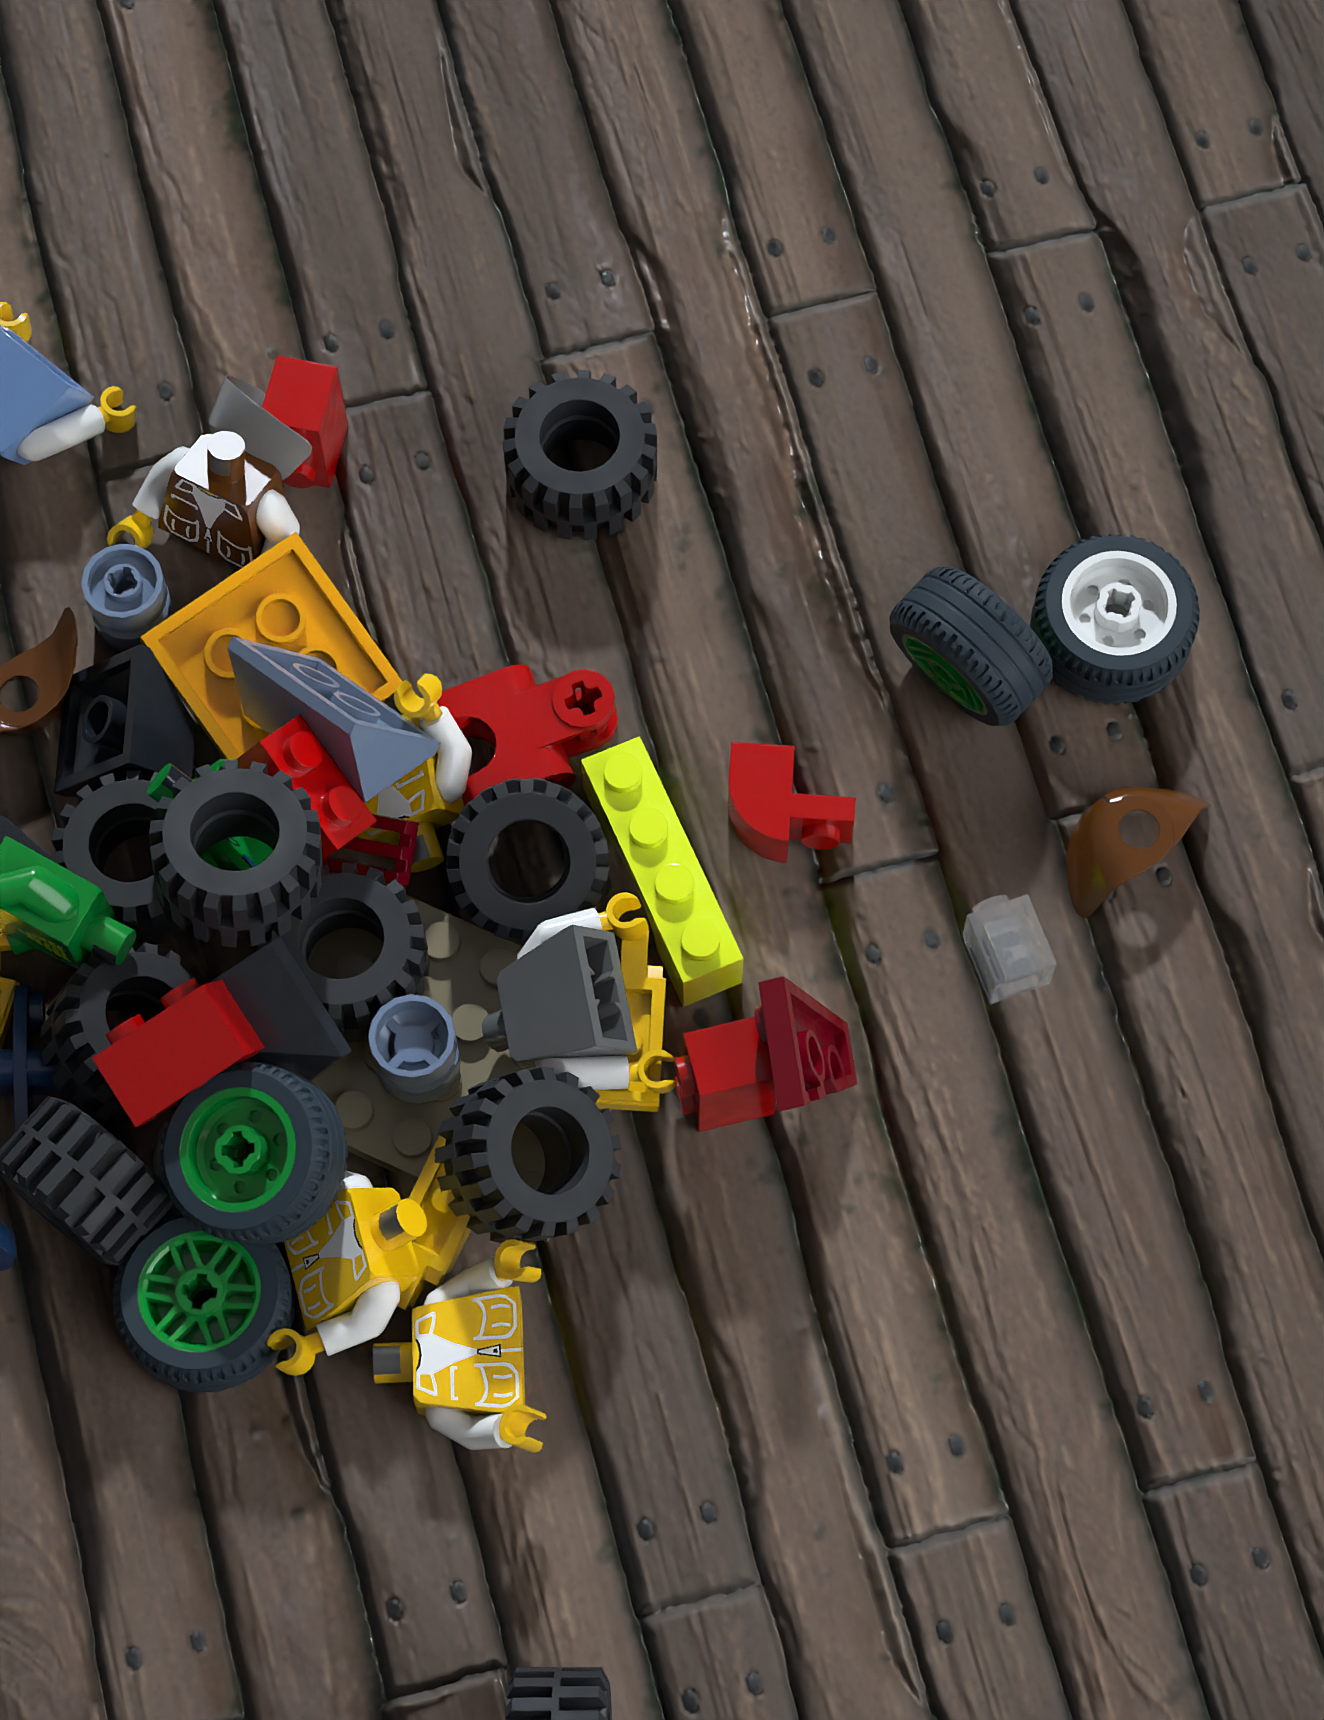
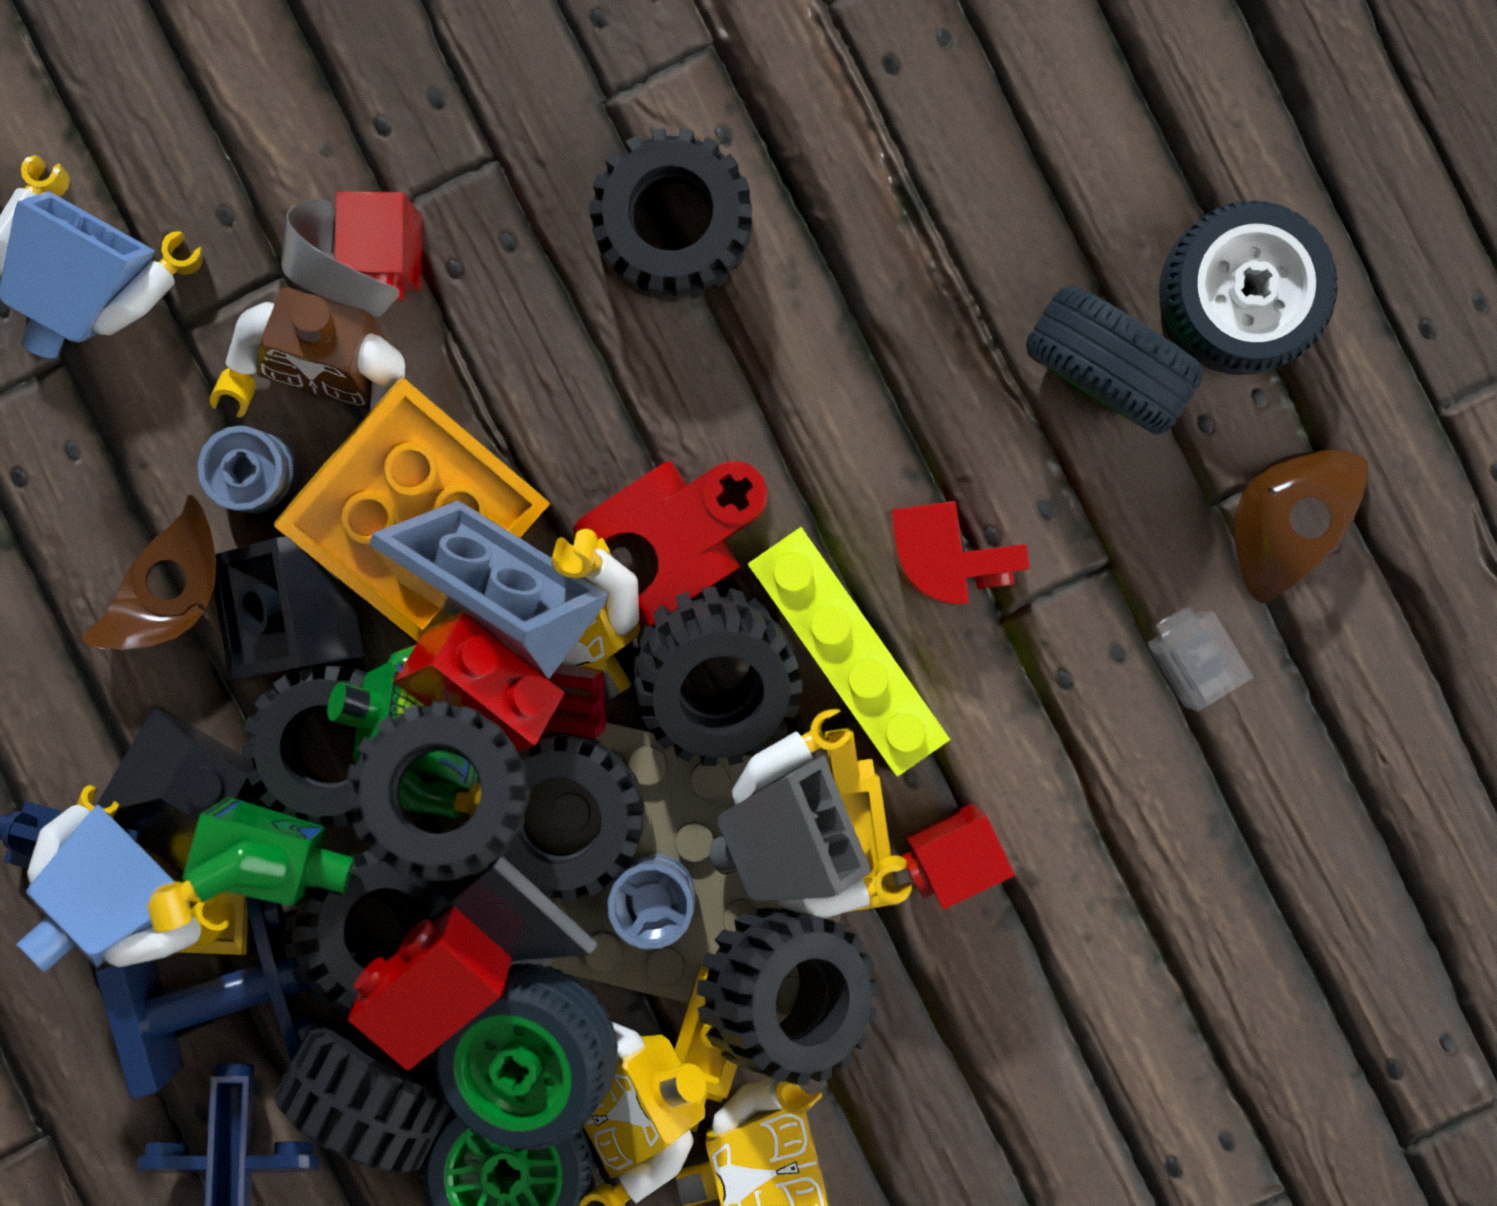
camera: 10 degrees left, 20 degrees up
(805, 1044) = (1033, 830): dark red wing -> none

